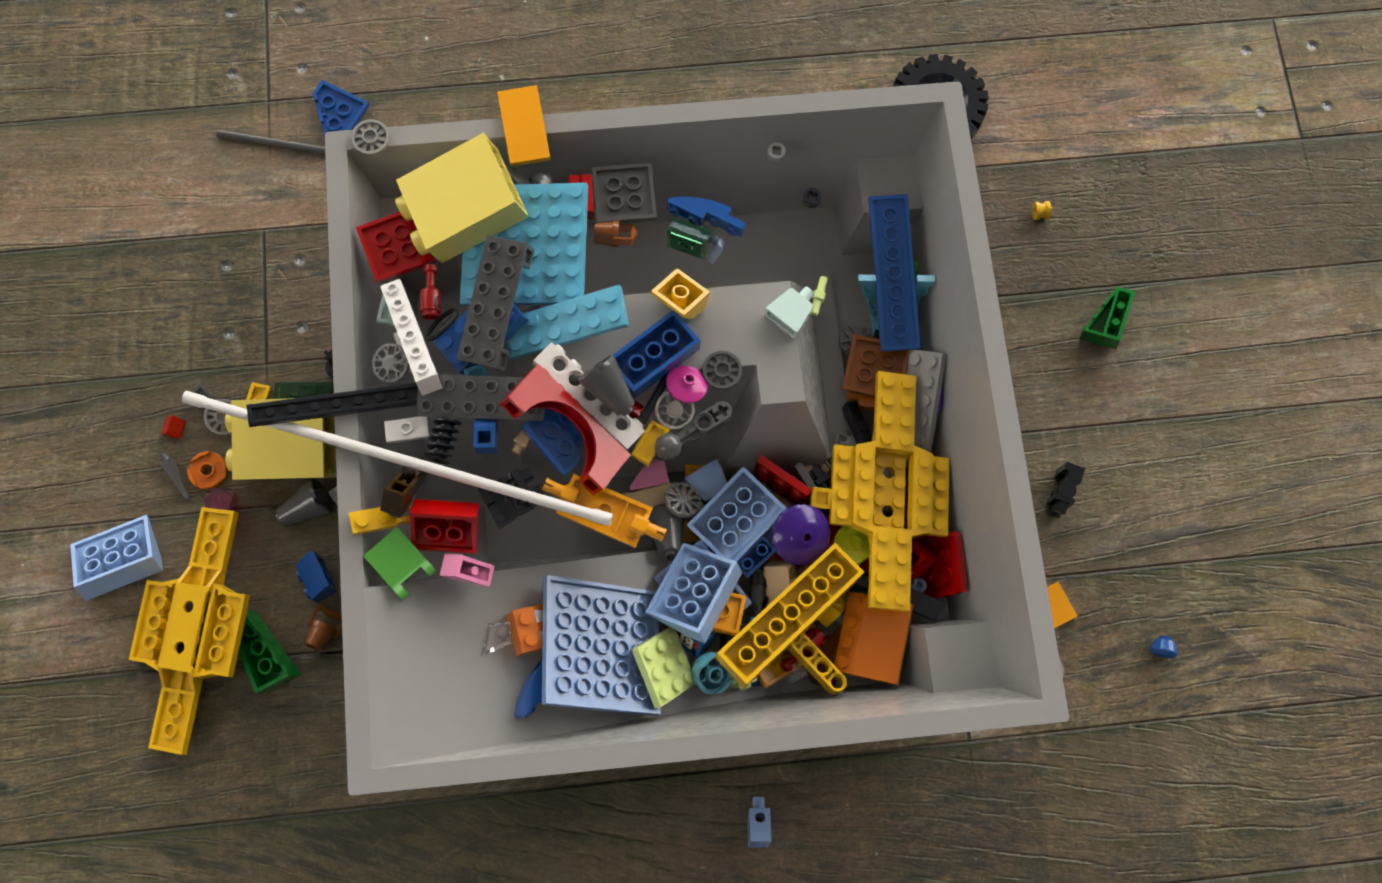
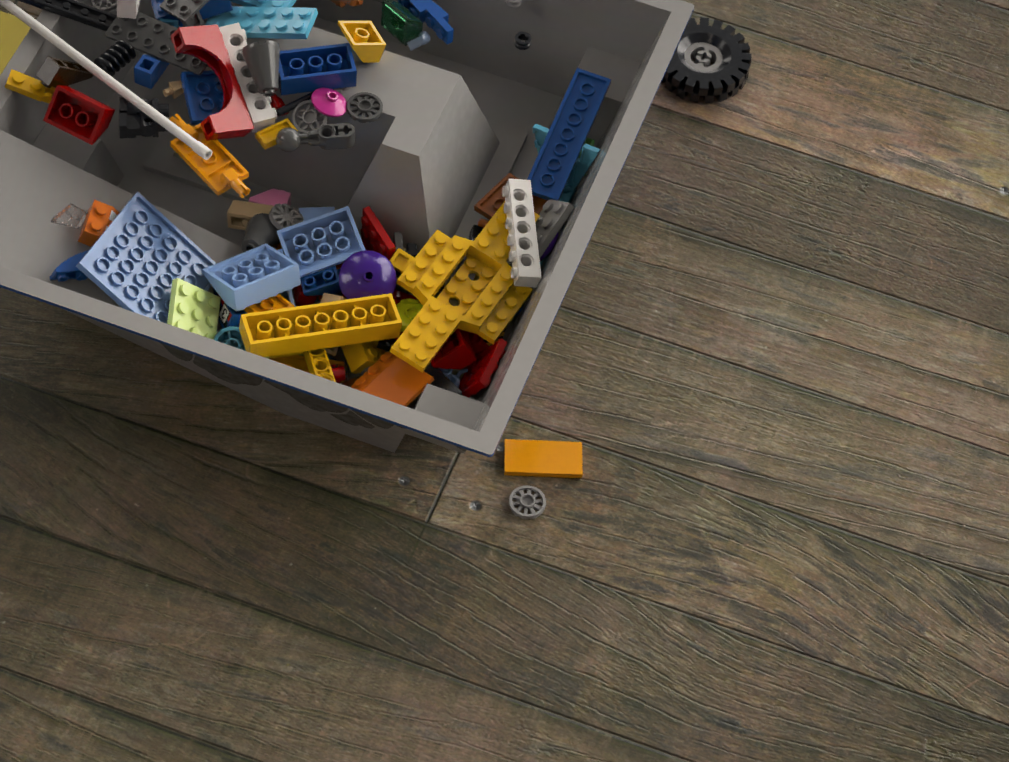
camera: 25 degrees right, 20 degrees down
(397, 561) = (27, 119): bright green flag -> none
(406, 429) = (90, 43): white plate -> none
(466, 570) = (76, 148): bright pink slope -> none
(759, 832) = (203, 483): light blue torso -> none
(791, 310) = (446, 90): light aqua torso -> none
(819, 295) = (483, 106): yellowish green bar -> none
(927, 414) = (522, 245): none -> white brick
(1041, 210) = (746, 174): yellow wheel -> none
(1062, 497) = (630, 373): black hips -> none
(1110, 320) = (755, 275): green wedge -> none
(1164, 647) = (644, 530): blue cone -> none

